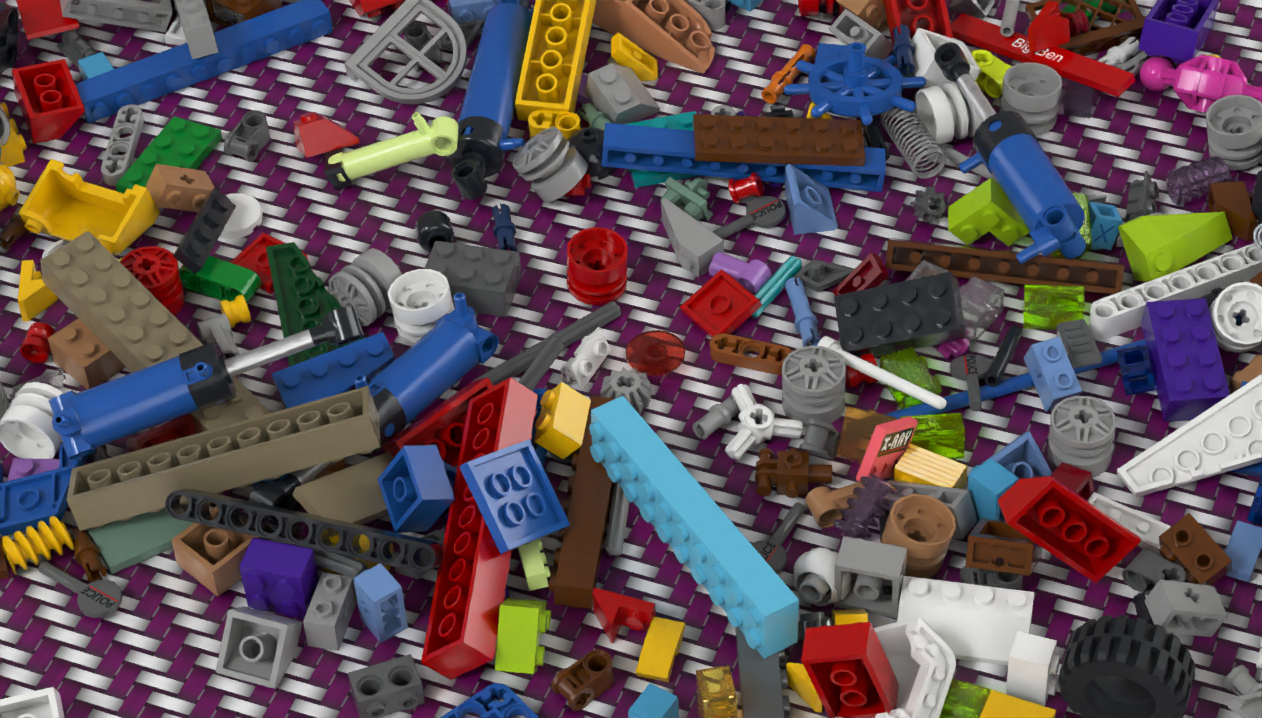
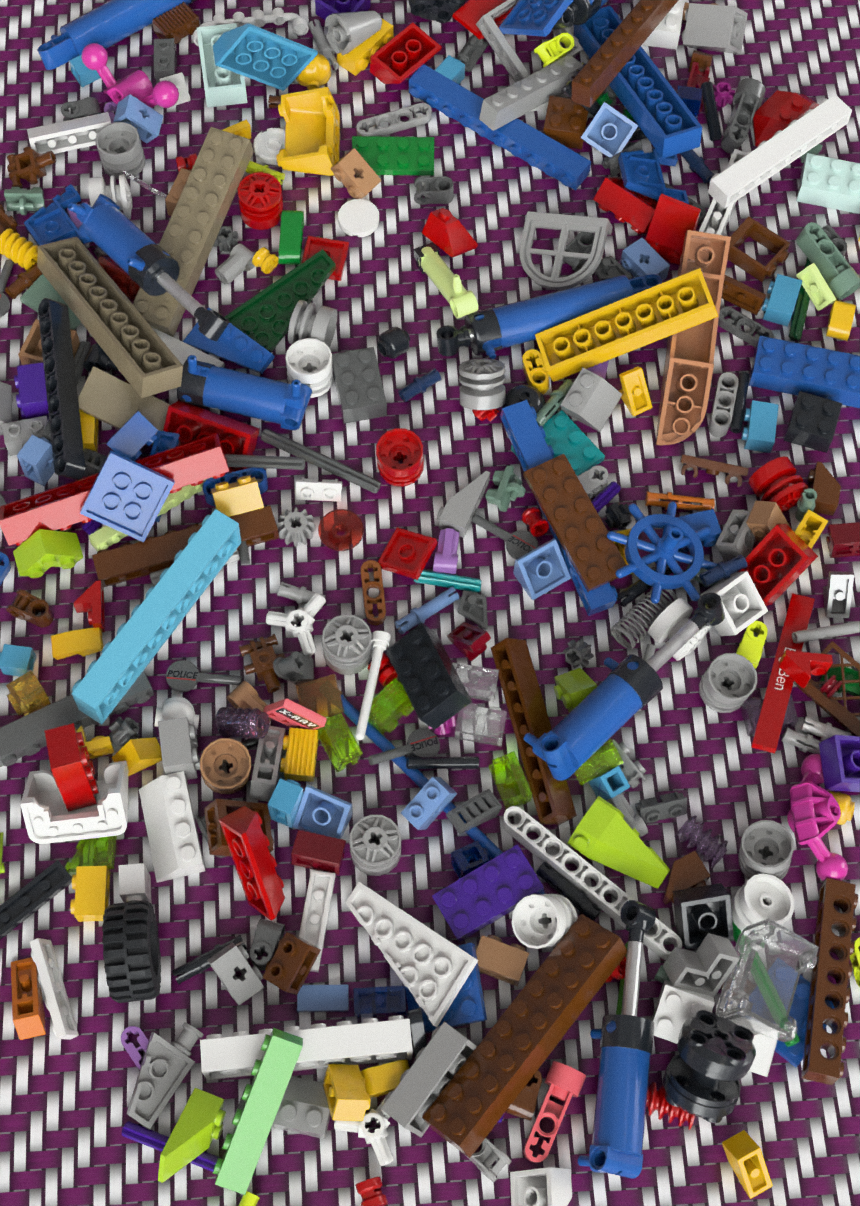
camera: 60 degrees right, 20 degrees up
(204, 231) = (317, 206): black plate -> none
(764, 34) = (713, 467): none -> reddish brown plate

